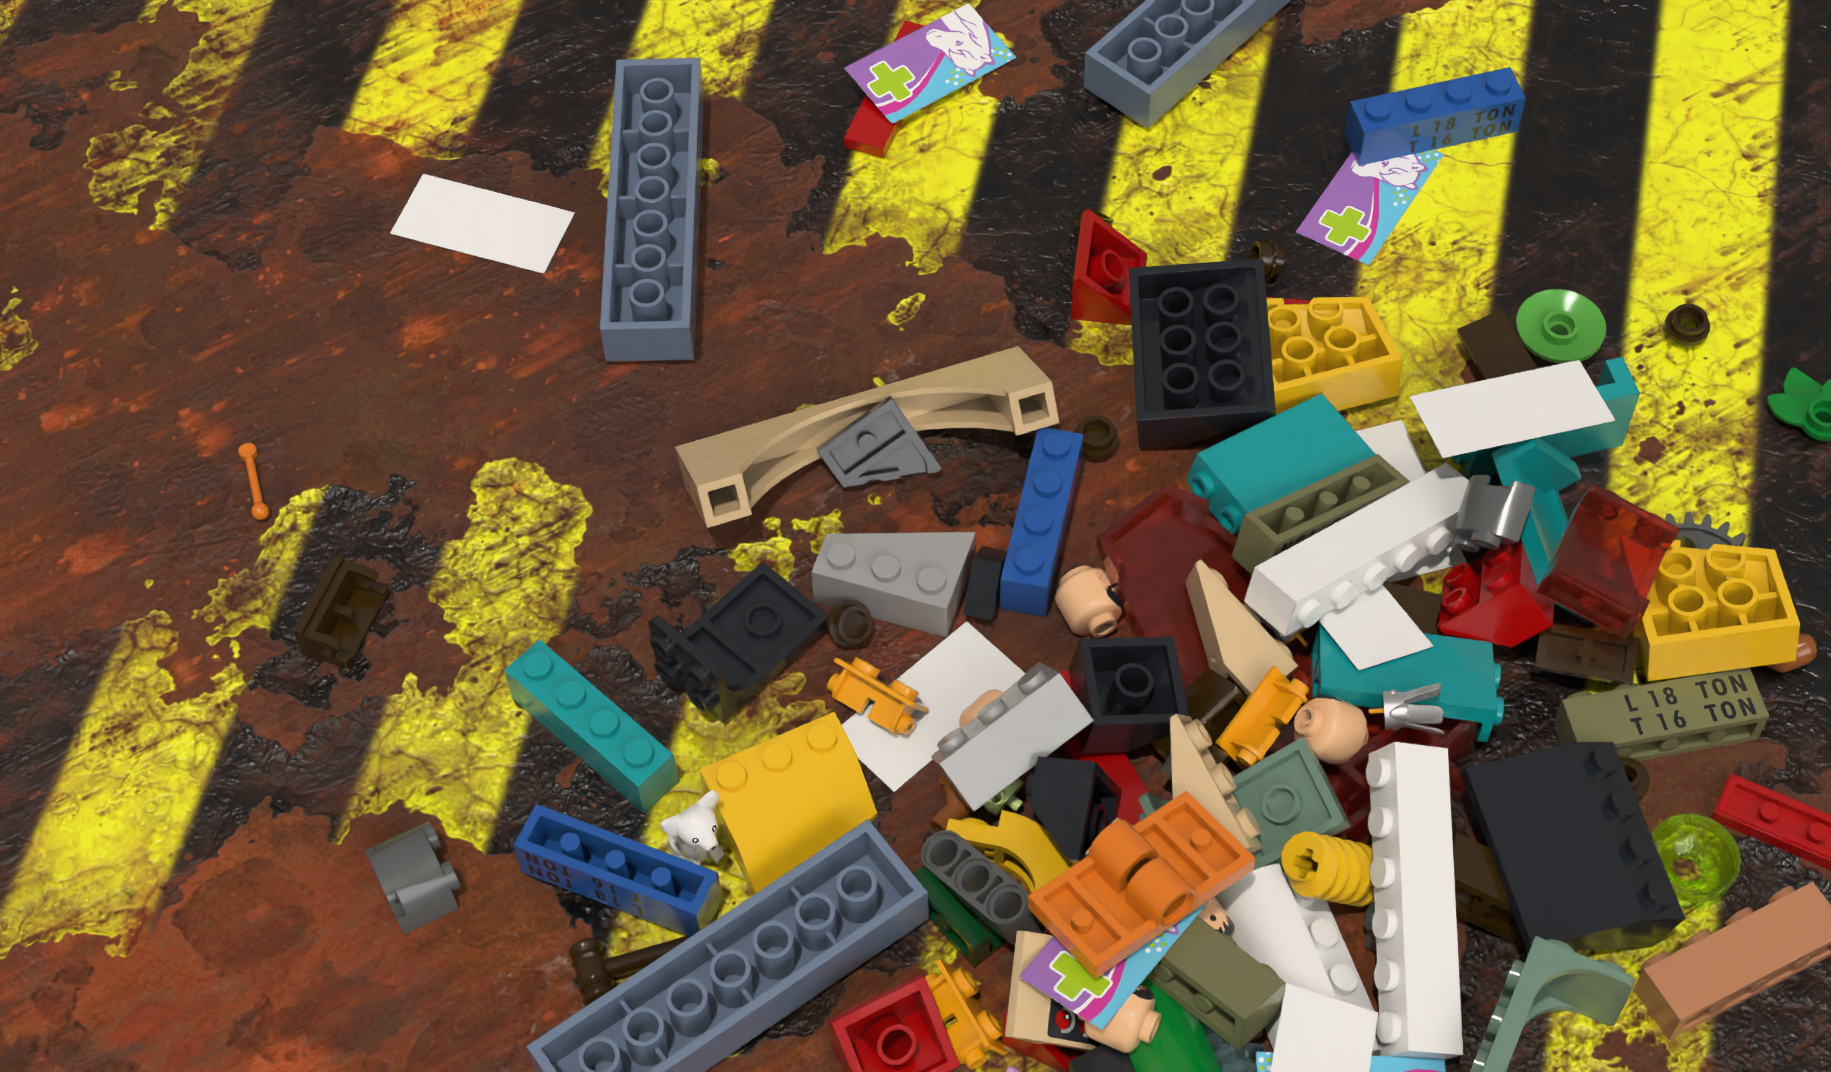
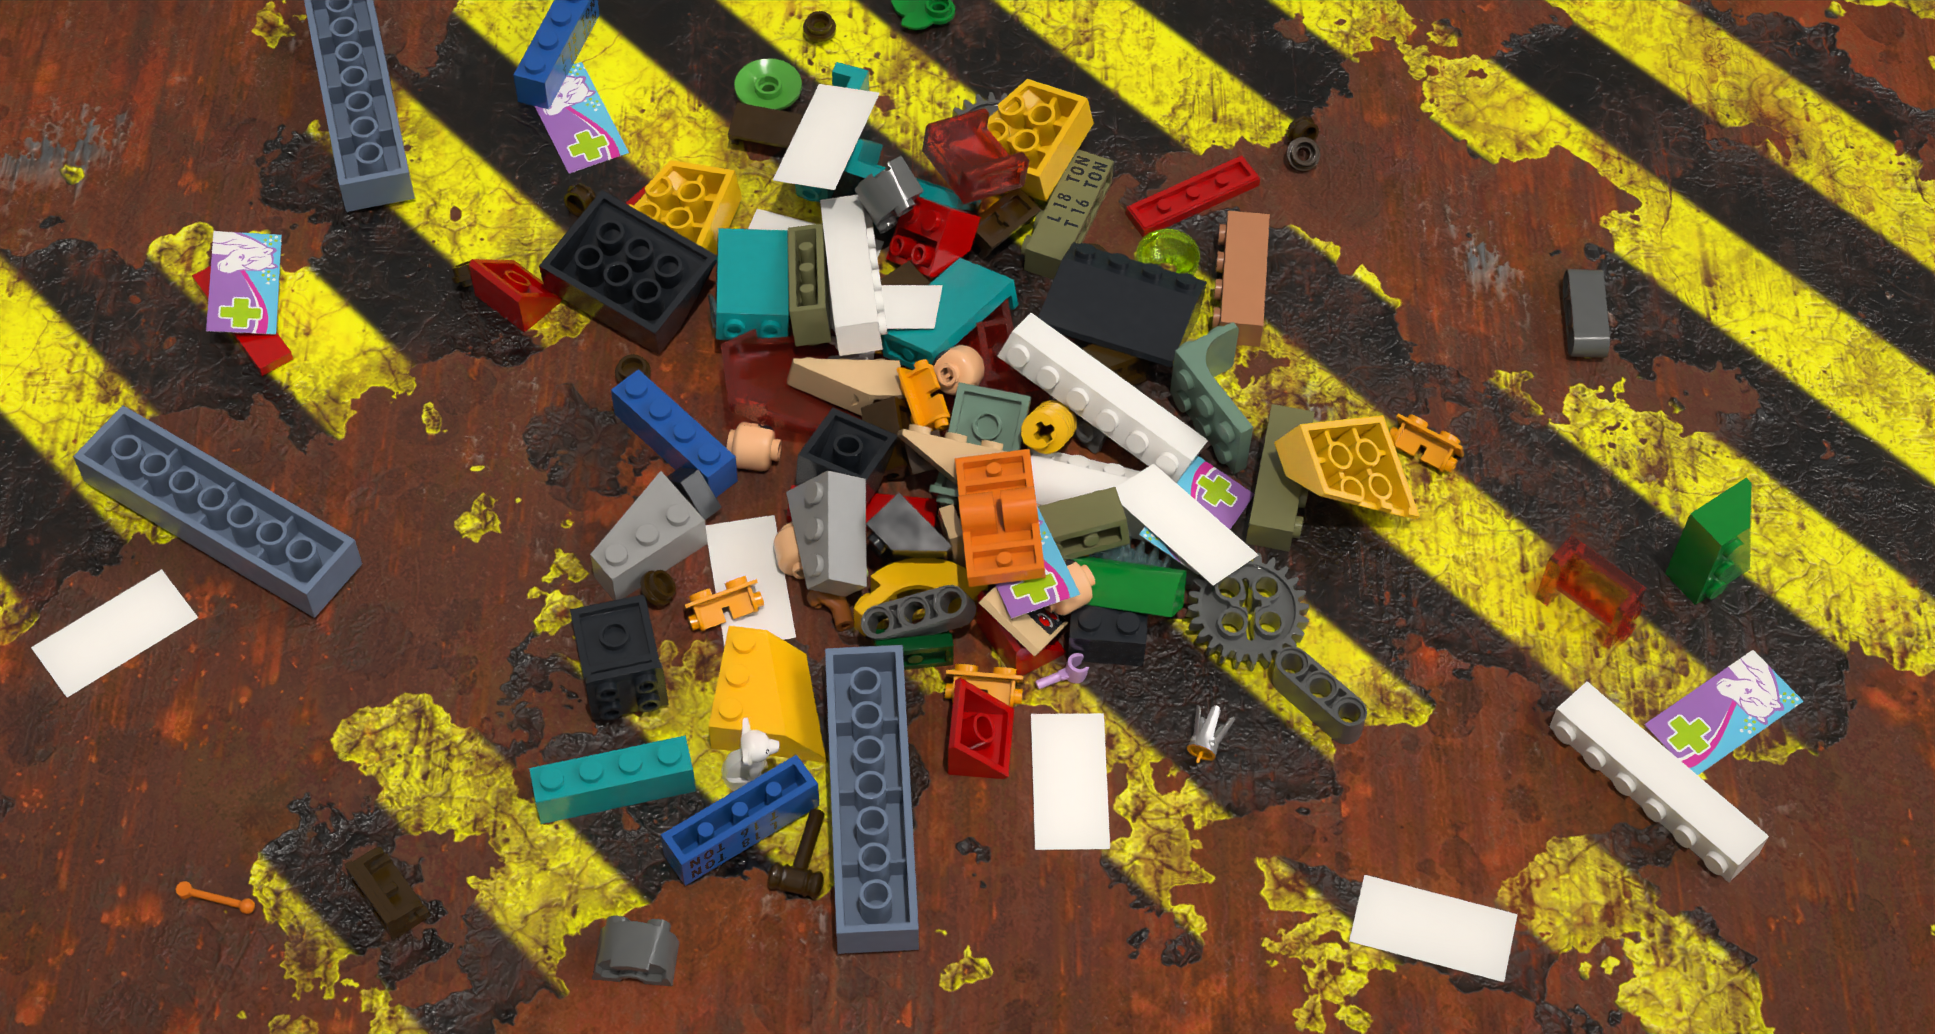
camera: 60 degrees left, 0 degrees up
(739, 466) = (484, 579): tan arch -> none
(877, 448) = (538, 493): wing -> none
(1400, 713) = (979, 326): flat silver piece -> none

